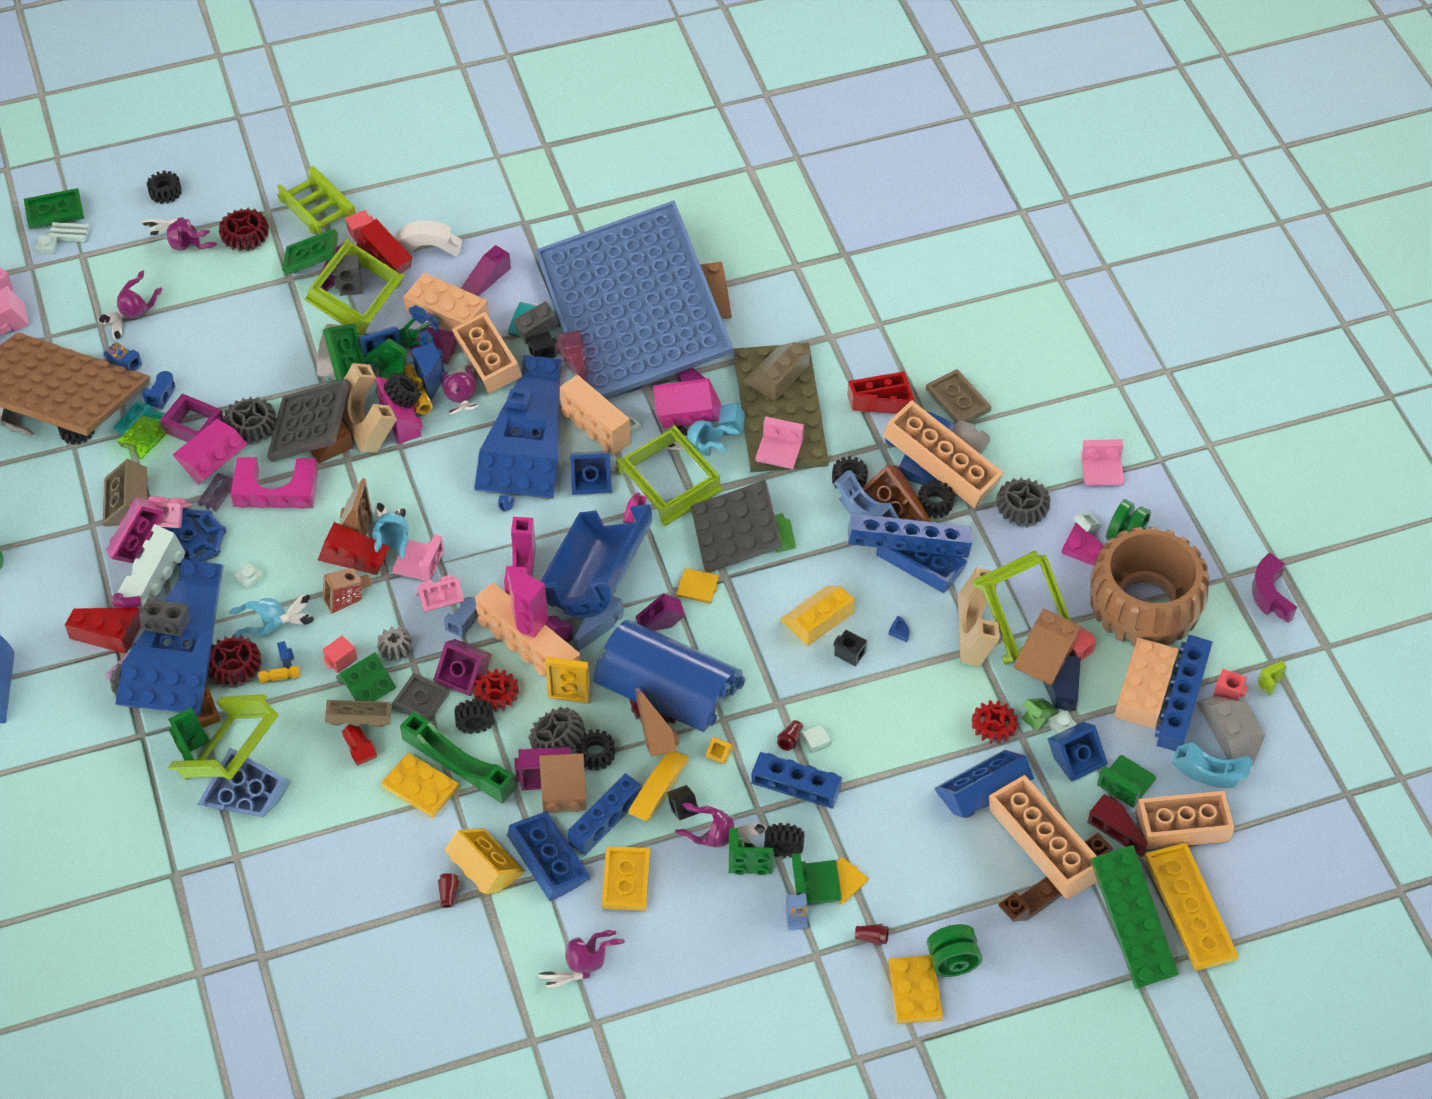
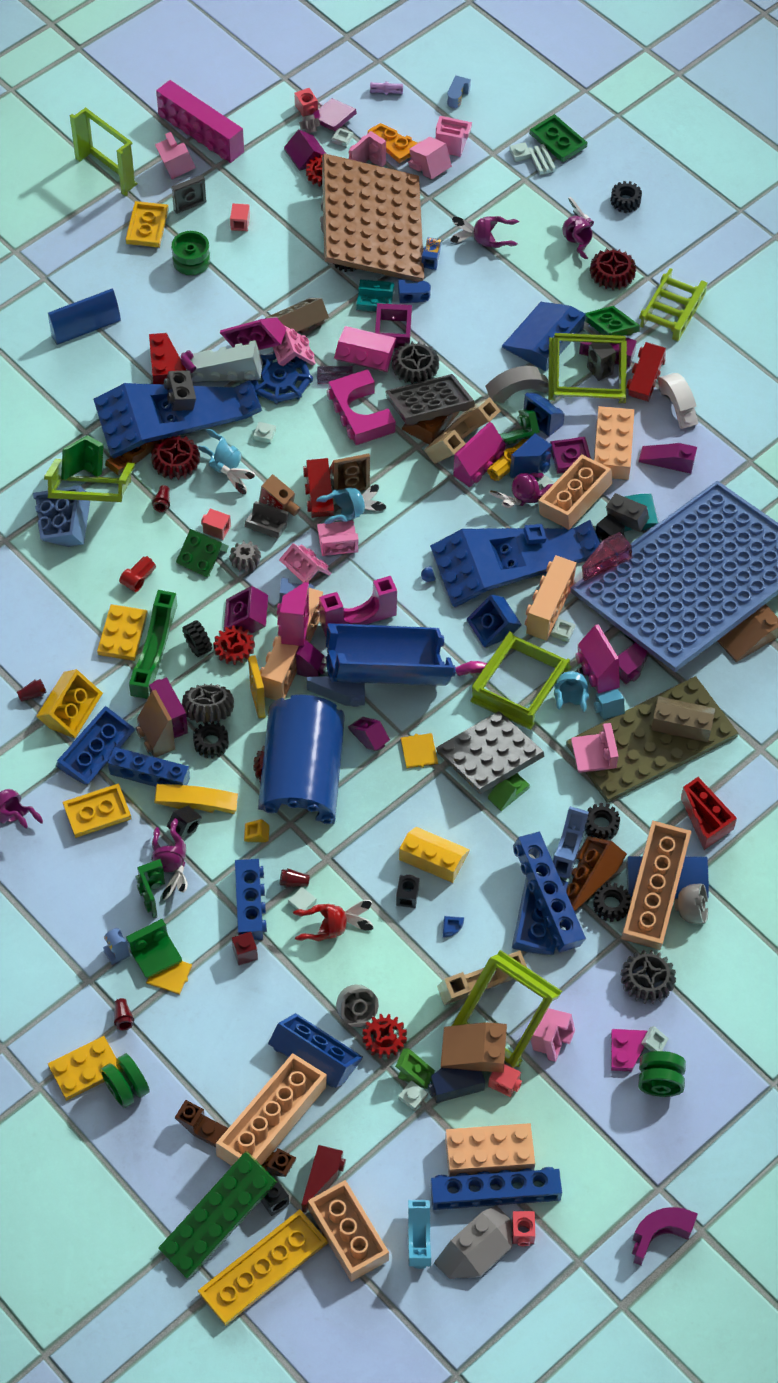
camera: 65 degrees right, 5 degrees up
(142, 436) = (360, 301): clear neon green bracket -> none
(279, 674) = (180, 493): yellow axle -> none
(279, 692) = (162, 499): none -> dark red cone
(280, 308) = (532, 336): none -> blue slope
(285, 654) = (197, 488): blue plate -> none
(343, 348) = (510, 390): green plate -> none
(356, 222) = (670, 342): coral brick -> none
(357, 712) = (162, 558): dark tan plate -> none
(362, 609) = (267, 520): none -> dark grey bracket
(402, 390) = (482, 449): black tyre -> none
(408, 336) = (564, 431): plant -> none
(421, 697) = (204, 598): dark grey tile -> none
(657, 733) = (241, 765): medium nougat slope -> none
(784, 839) = (179, 910): black tyre -> none
(849, 801) = (244, 948): none -> dark red brick
(856, 715) = (336, 920): none -> red hair
(953, 729) = (357, 1005): none -> light grey cylinder
(958, 397) = (743, 879): dark tan plate -> none
(1041, 594) = (551, 1032): none -> bright pink plate
(1078, 750) = (386, 1116): blue slope -> none
(1102, 462) = (731, 1031): bright pink bracket -> none
(1126, 780) = (374, 1169): green bracket -> none
(1154, 559) = (599, 1079): medium nougat tyre -> none
(1270, 676) = (556, 1262): lime bracket -> none

